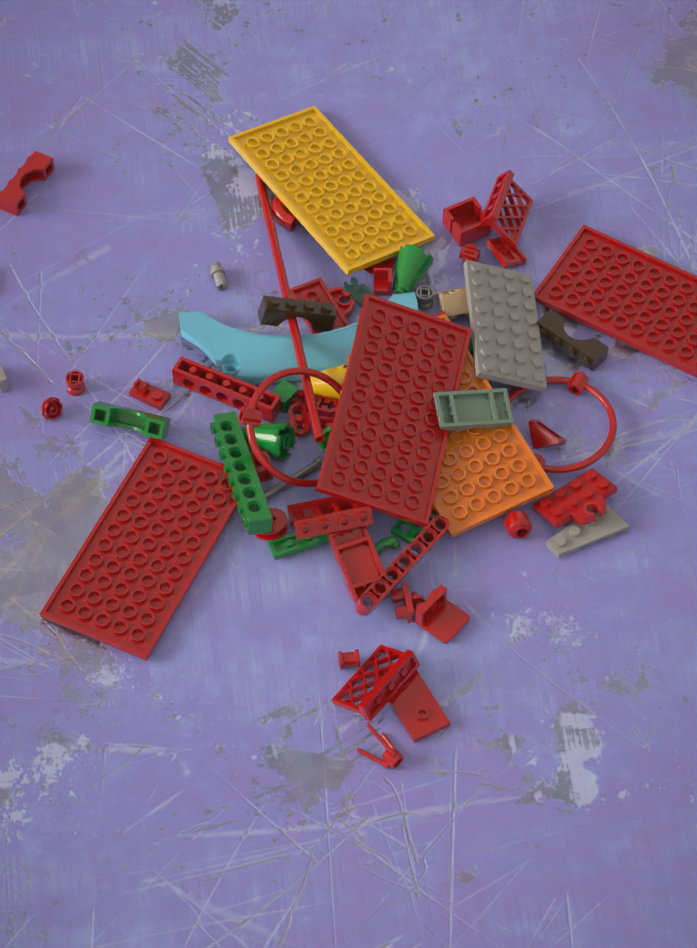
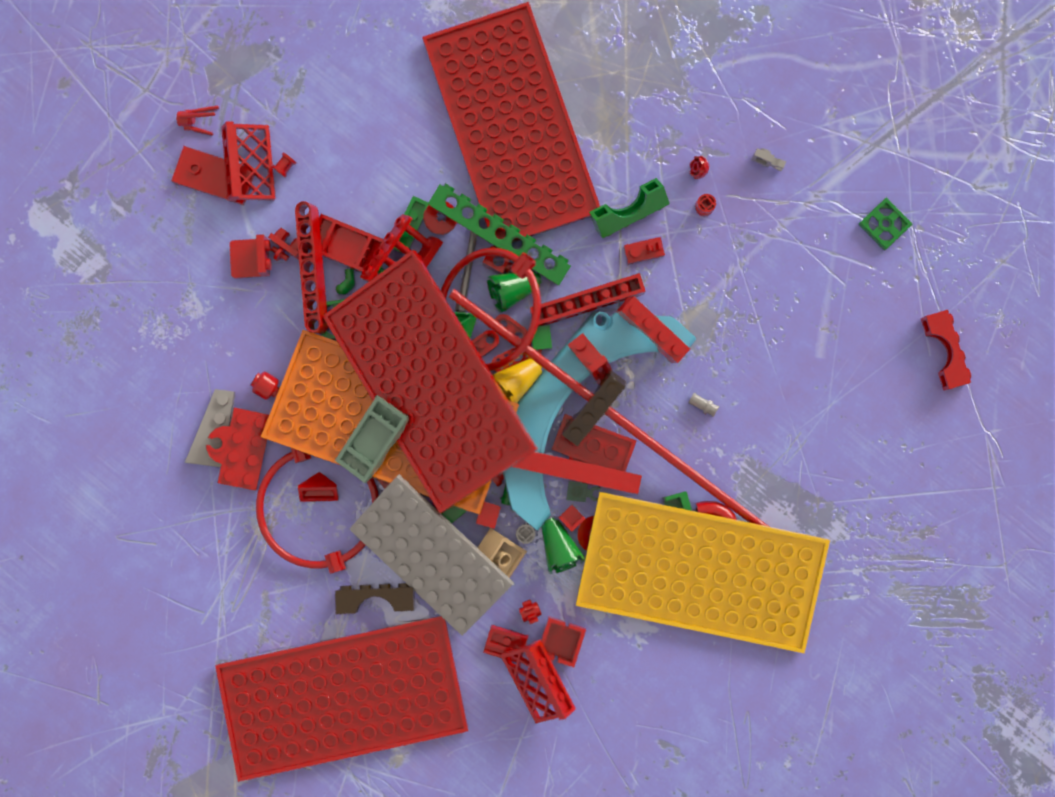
camera: 135 degrees right, 30 degrees up
(204, 324) = (644, 320): none -> red arch
(265, 342) = (590, 357): none -> red bracket
(299, 240) = (678, 500): none -> green panel
(338, 285) = (581, 472): none -> red tile

